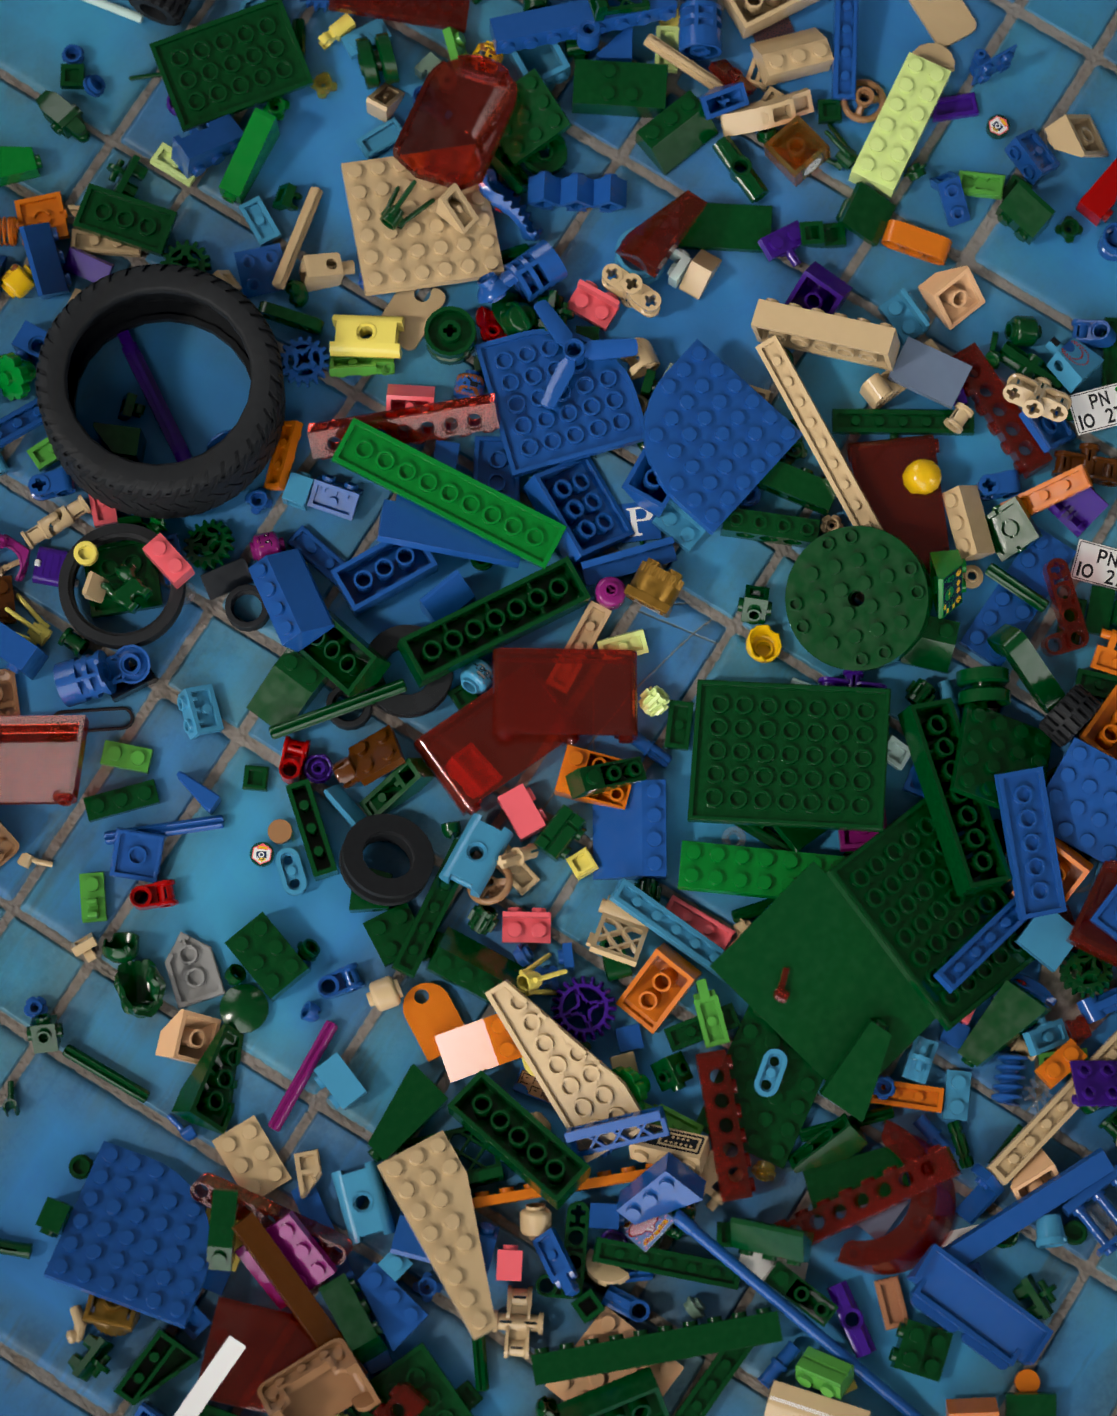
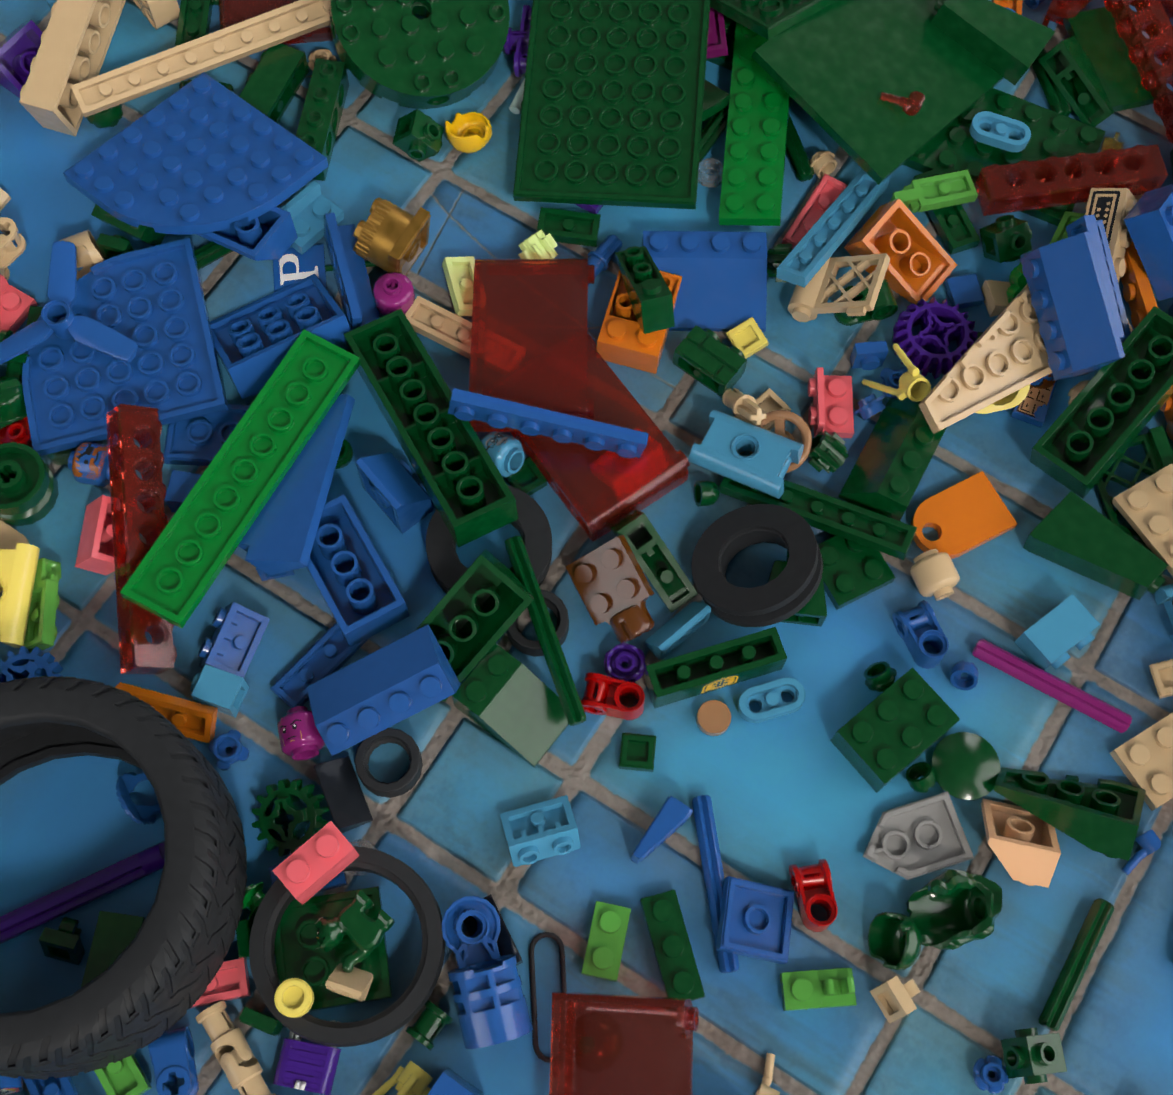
camera: 90 degrees left, 10 degrees down
(77, 533) = (261, 1021): none -> dark green tile
(262, 854) = (746, 742): tile -> none
(476, 1047) = (995, 457): slope -> none
(482, 714) = (539, 421): none -> blue plate
(522, 812) = (683, 404): coral brick -> none
(583, 1096) = (1072, 306): none -> blue slope

